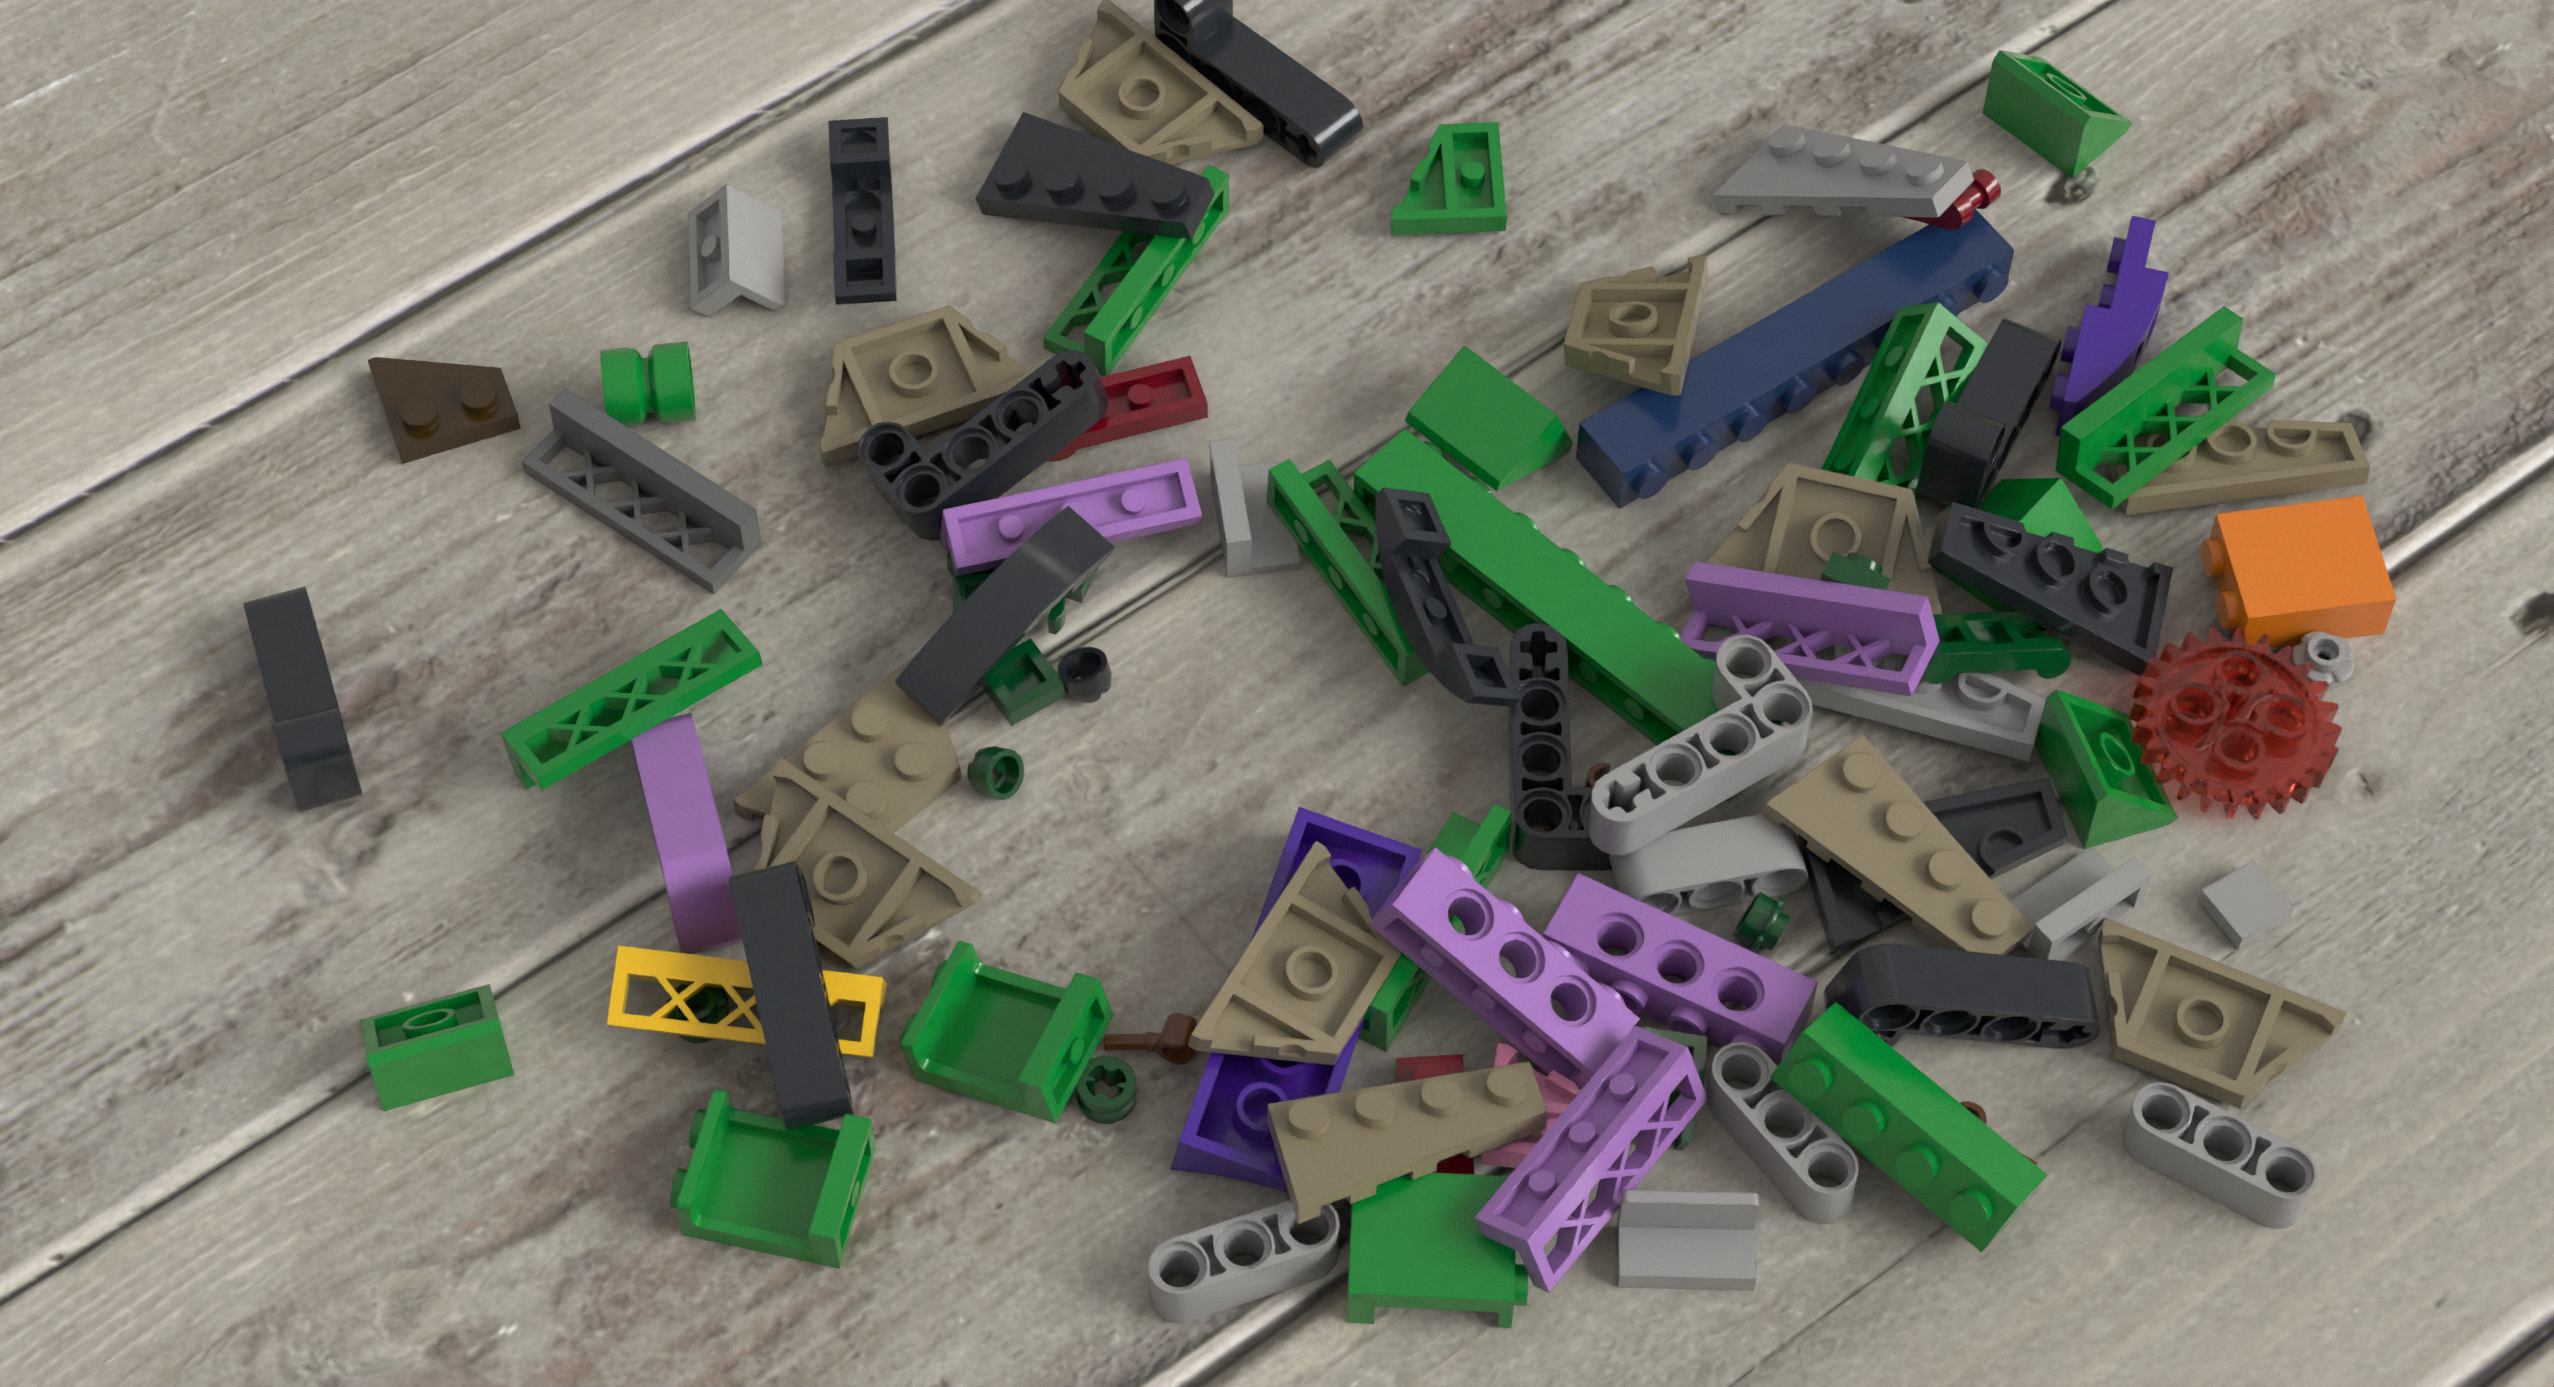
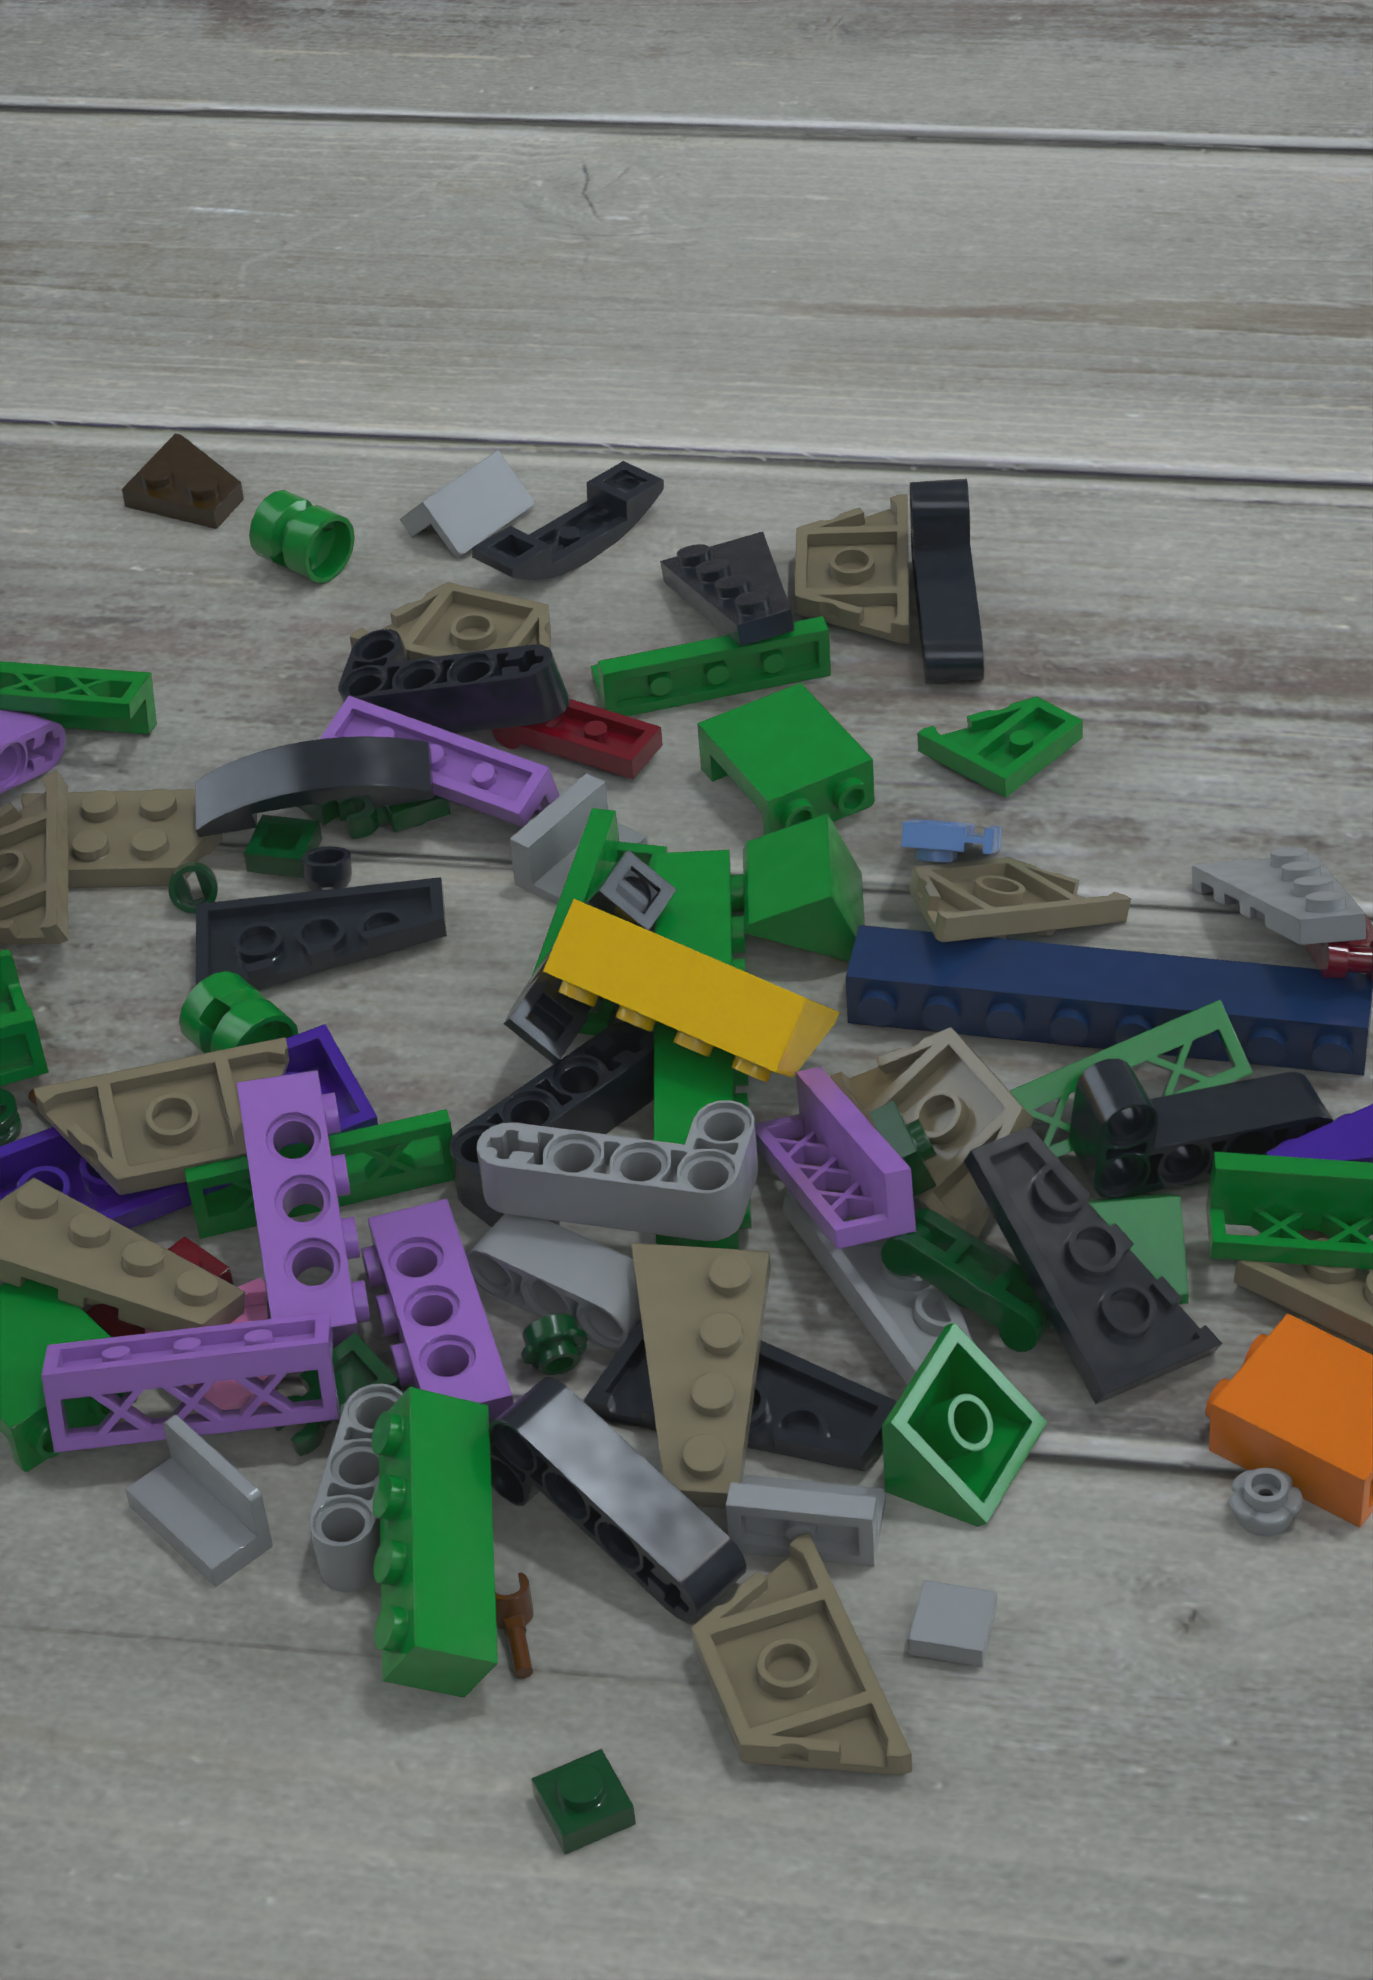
camera: 50 degrees right, 15 degrees down
(656, 475) = (231, 605): dark grey fence -> none
(1140, 746) = (315, 931): none -> black wing
(1241, 869) = (230, 1014): none -> green wheel
(1326, 313) = (788, 758): none -> green panel
(1541, 299) = (942, 840): none -> medium blue plate
(1566, 573) = (687, 991): none -> yellow slope
(2181, 1219) = (583, 1801): none -> dark green plate
(2235, 1183) = (658, 1737): light grey beam -> none
(2272, 761) = (1118, 1465): clear red gear -> none

